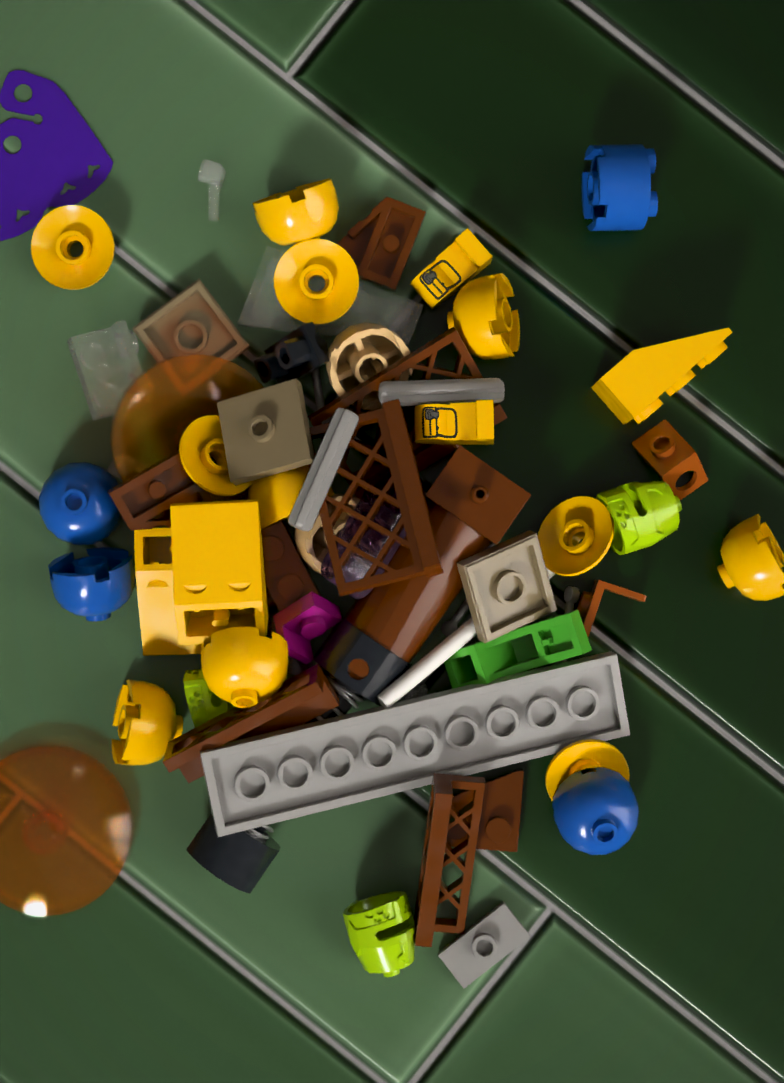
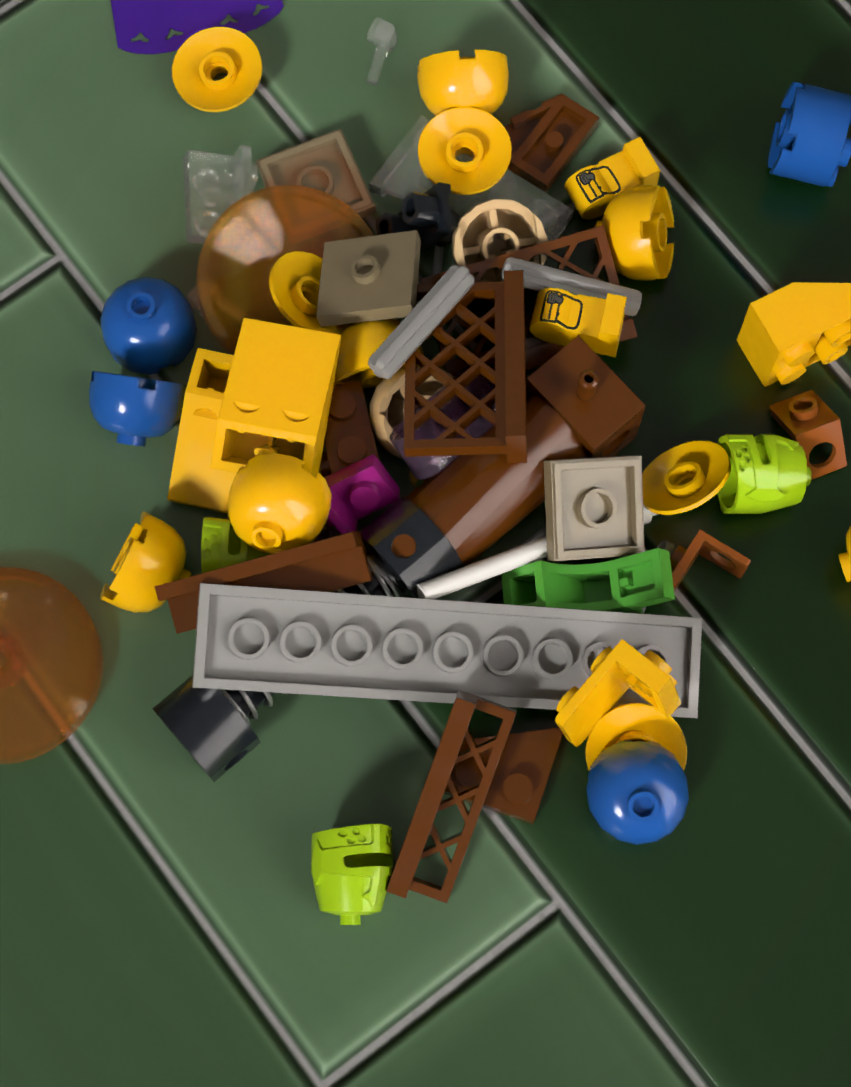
camera: 10 degrees right, 15 degrees down
(147, 496) = (217, 314): reddish brown wing -> none
(483, 944) = (467, 923): light grey plate -> none
(584, 731) = (611, 677): none -> yellow bracket

